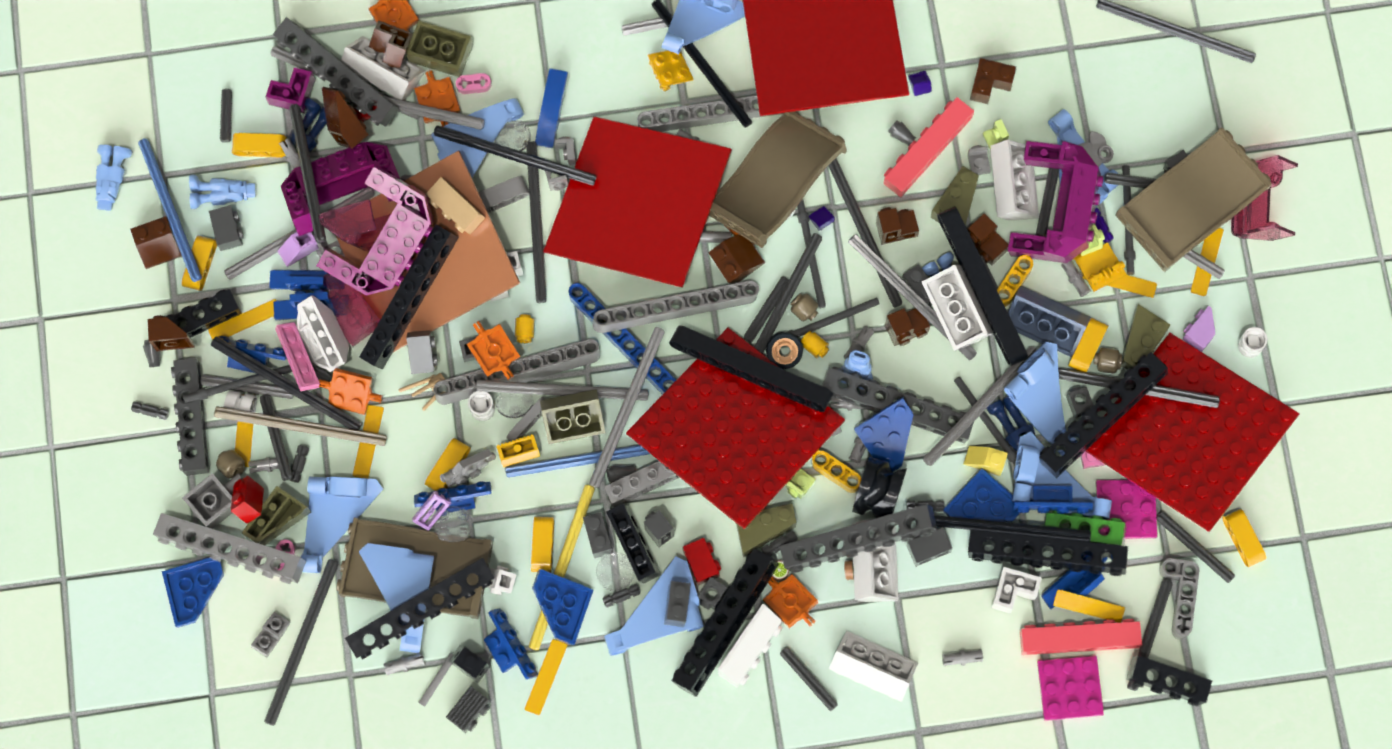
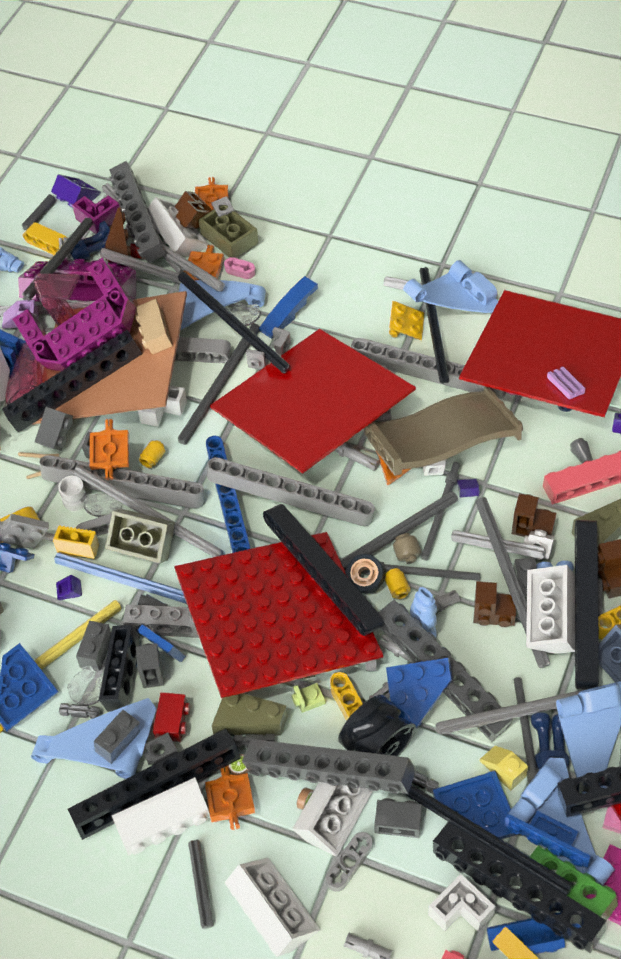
camera: 30 degrees right, 20 degrees down
(247, 72) = (73, 189): none -> dark purple slope
(383, 135) = (139, 265): none -> light grey axle
(415, 21) = (223, 201): none -> light grey bracket
(536, 494) = (68, 588): none -> dark purple slope
(542, 544) = (43, 629): yellow beam -> none
(626, 407) = (191, 551): light grey axle -> none
(655, 504) = (161, 643): none -> blue tile
(736, 258) = (369, 479): reddish brown slope -> none
(766, 310) = (361, 540): dark grey axle -> none
(859, 72) = (568, 382): none -> lavender tile
(861, 225) = (501, 506): dark grey axle -> none
(866, 267) = (511, 546): none -> light grey axle
(906, 585) = (335, 871): none -> light grey beam
(913, 247) = (541, 538): none -> white brick

